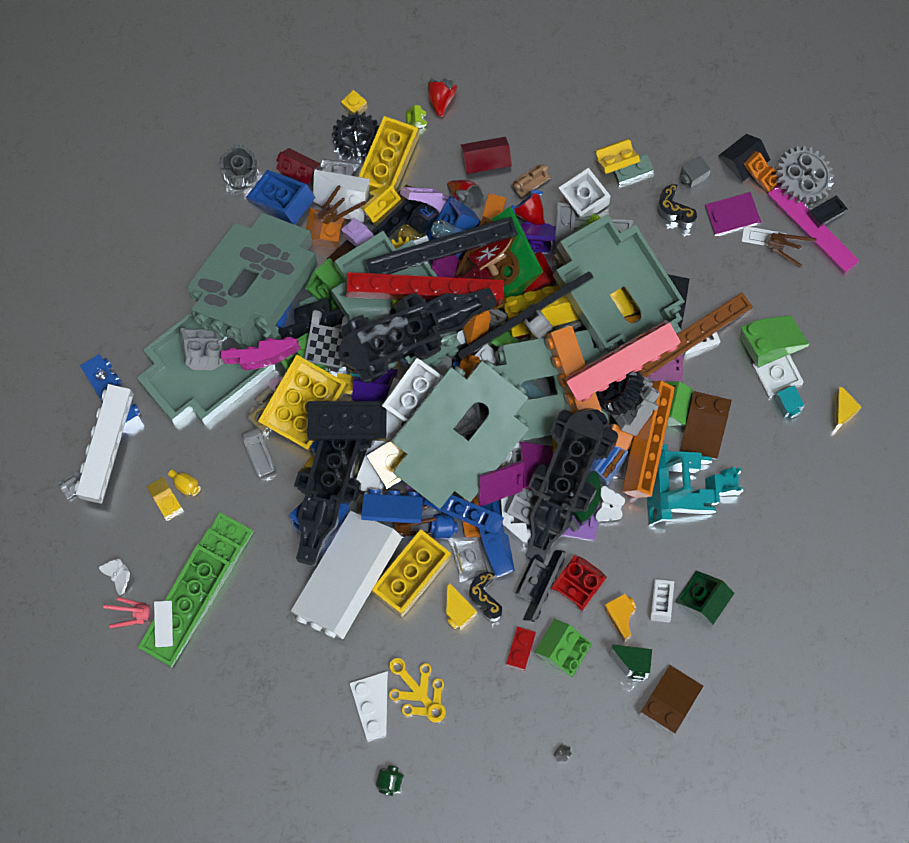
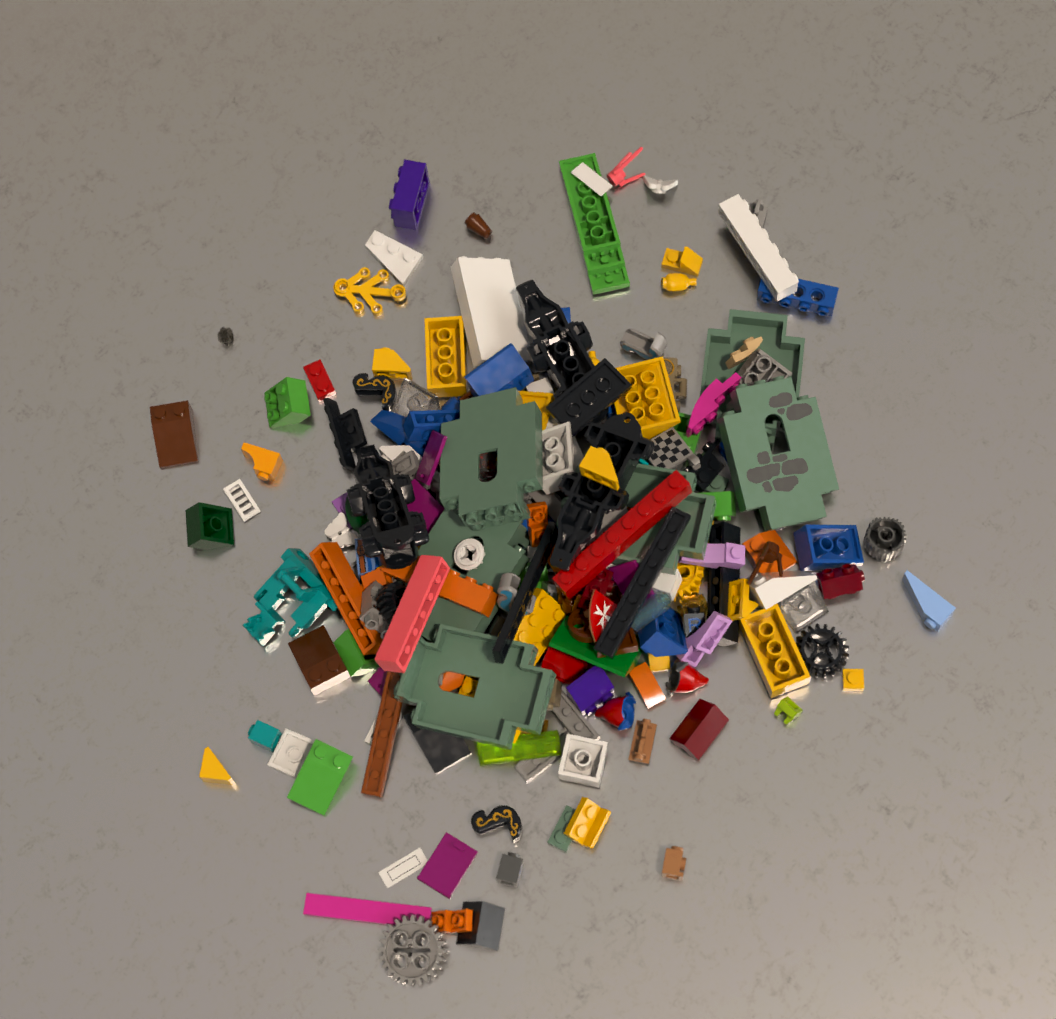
camera: 145 degrees right, 5 degrees down
(192, 374) = (748, 347): none -> tan slope
(256, 103) = (931, 606): none -> light blue slope
(284, 669) = (478, 225): none -> reddish brown cone
(314, 739) = (409, 194): none -> dark purple brick
(390, 780) = (333, 218): dark green head -> none
(401, 329) = (599, 467): none -> yellow slope
(441, 94) = (788, 748): red hat -> none
(546, 379) = (461, 553): none -> white gear
(579, 581) = (315, 460): red slope -> none
(584, 88) = (674, 863): none -> medium nougat brick
(633, 661) = (225, 431): dark green slope -> none
(779, 240) = (385, 868): reddish brown plant -> none
(827, 211) = (366, 935): black tile -> none

